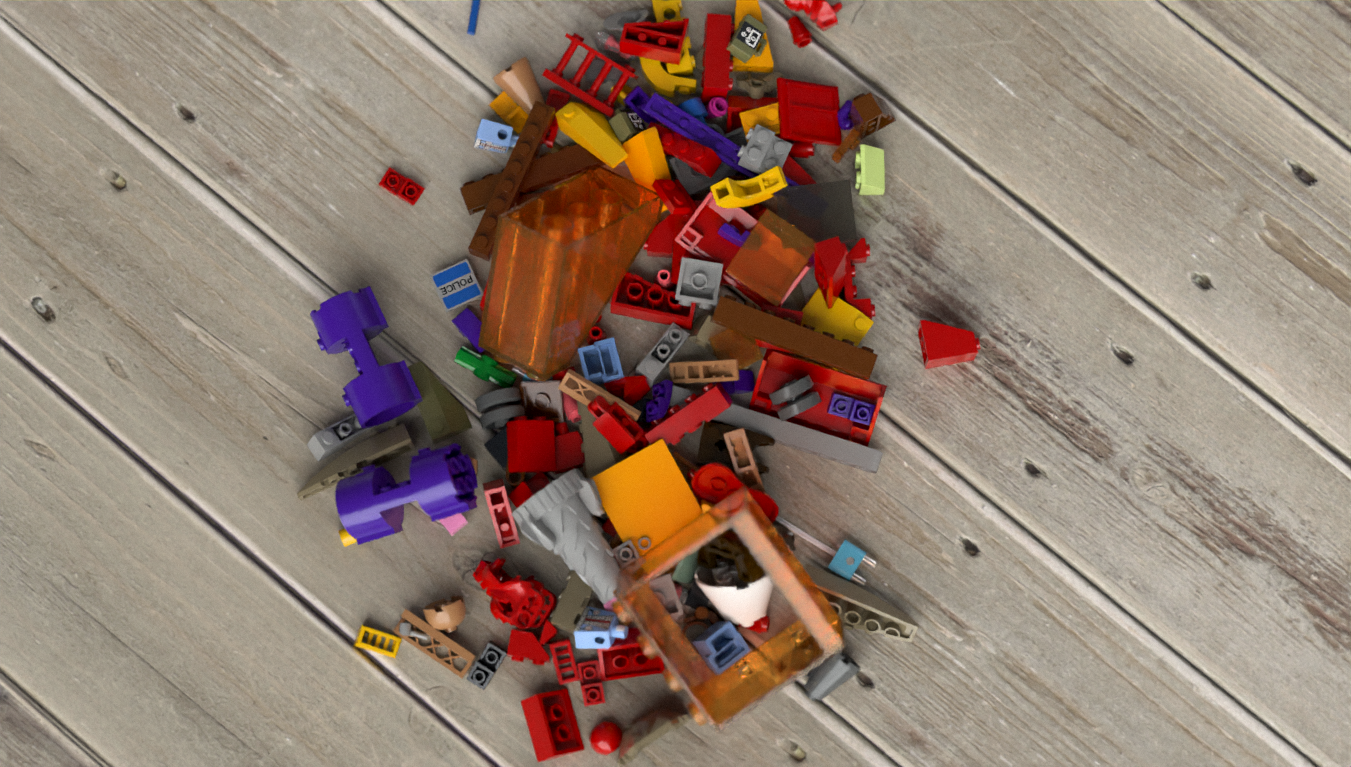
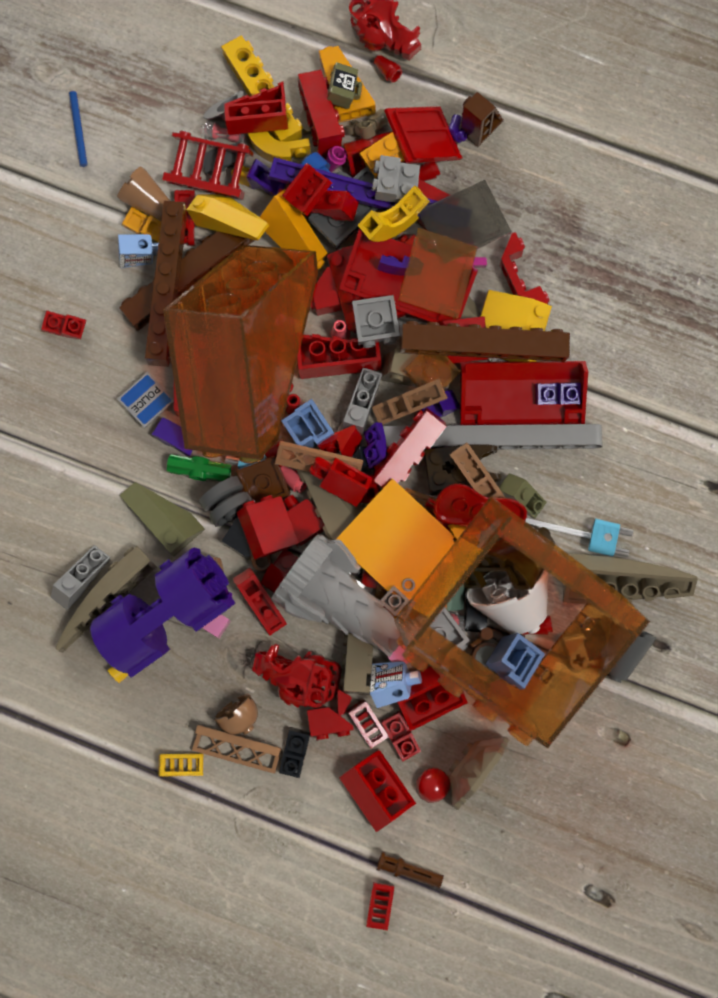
camera: 15 degrees left, 0 degrees up
(349, 324) = (53, 469): dark purple cylinder -> none
(405, 630) = (203, 744): light grey hand -> none
(627, 124) = (256, 198): olive piece -> none
(674, 135) = (306, 189): none -> red bracket
(674, 196) = (325, 248): red plate -> none
(784, 494) = (521, 491): none -> olive slope
(796, 400) = (501, 396): dark grey wheel -> none
(830, 268) = (495, 266): red slope -> none
(849, 142) = (469, 152): clear orange plate -> none
(871, 172) = (498, 170): yellowish green slope -> none
(946, 344) = (625, 305): red slope -> none

